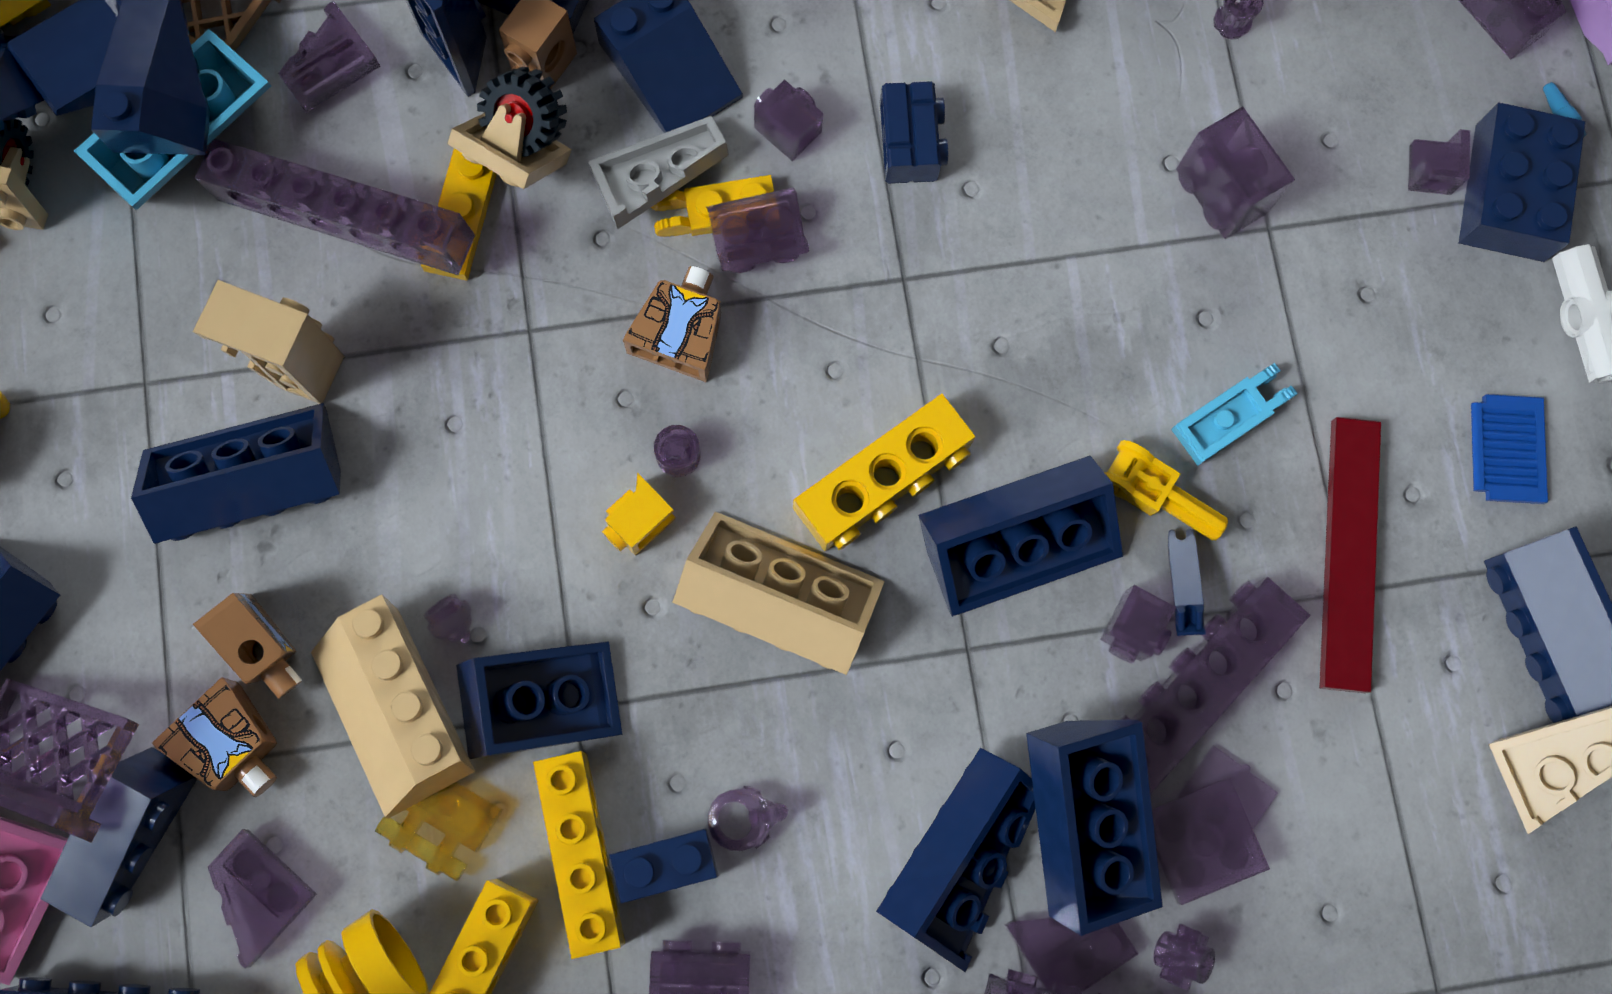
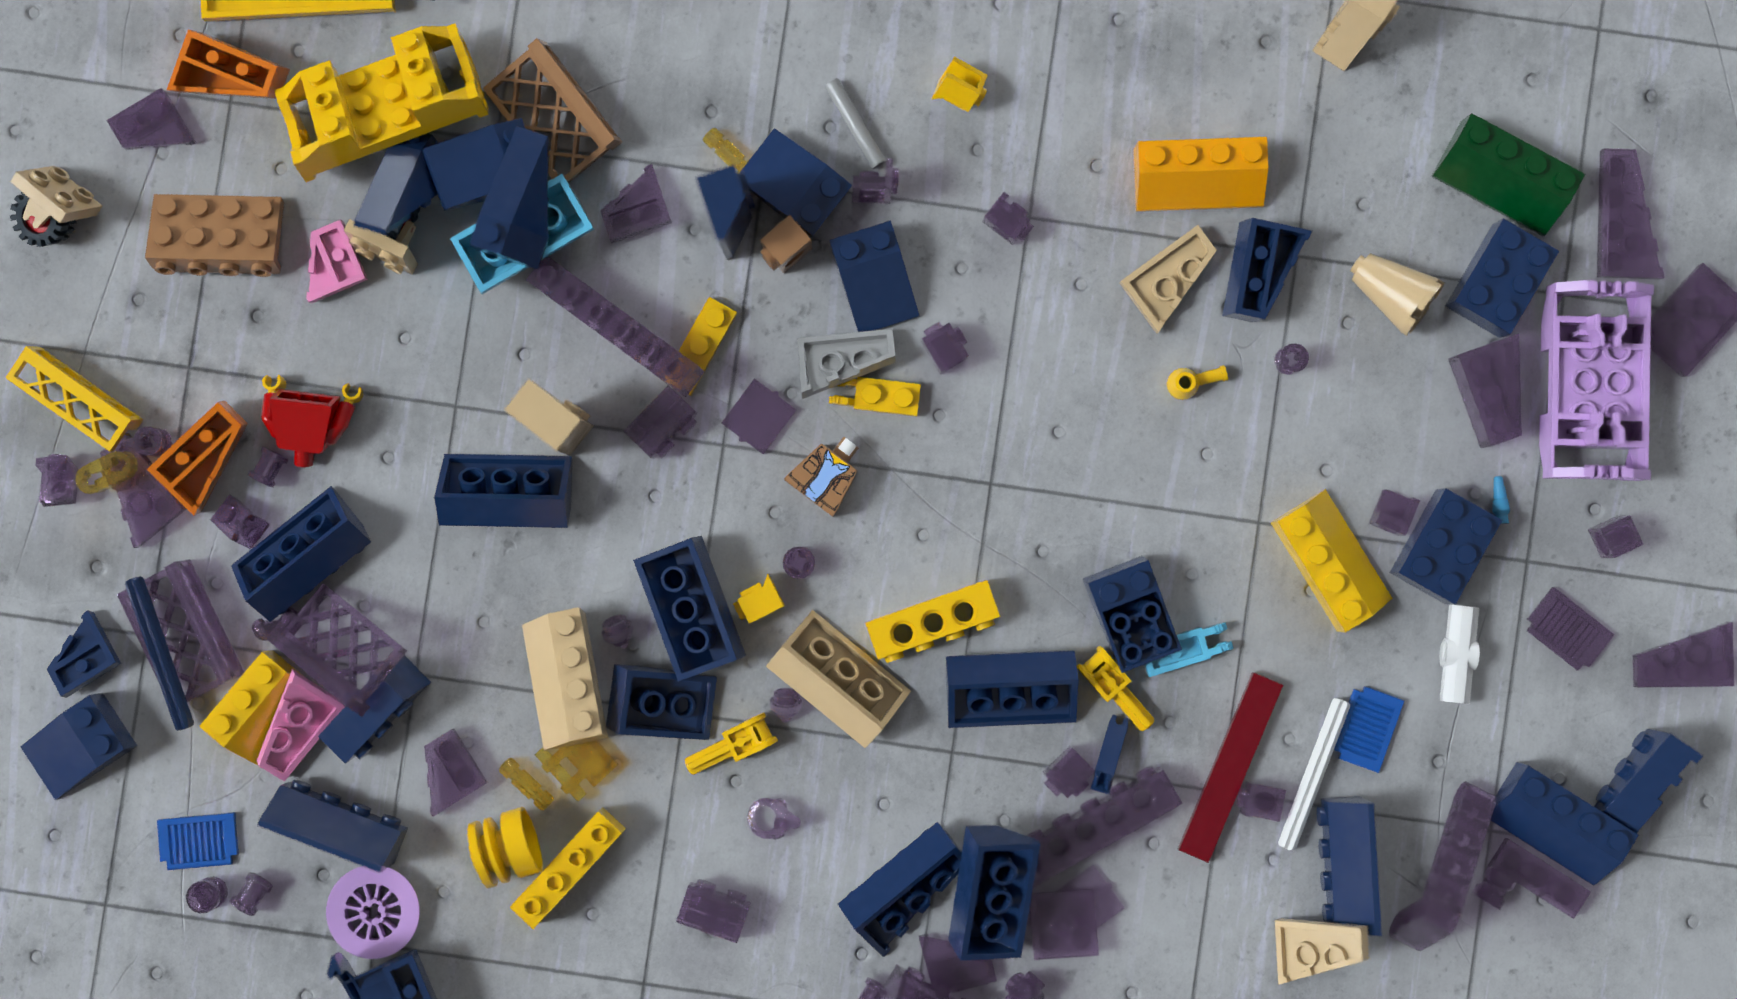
camera: 25 degrees right, 10 degrees up
(221, 740) = (452, 668): torso -> none
(233, 632) = (481, 599): medium nougat torso -> none
(374, 878) = (526, 784): none -> clear yellow axle
(435, 319) = (661, 423): none -> clear purple brick
(517, 129) = (751, 309): plate -> none
(541, 552) = (689, 608): none -> dark blue slope
(566, 279) = (758, 416): none -> clear purple piece
(579, 854) = (660, 810): yellow brick -> none
(663, 865) = (711, 834): dark blue brick -> none
(665, 722) = (737, 742): none -> yellow connector
(716, 650) = (785, 703): none -> clear purple plate
(757, 230) = (898, 425): clear purple bracket -> none
(911, 132) = (1028, 382): dark blue brick -> none
(1115, 91) = (1195, 381): none -> yellow bar
(1150, 384) = (1132, 613): none -> dark blue slope
(1233, 173) = (1239, 484): clear purple brick -> none
(1381, 249) = (1332, 561): none -> yellow slope
(1410, 584) = (1261, 801): none -> clear purple bracket
(1465, 530) = (1314, 774): none -> white axle

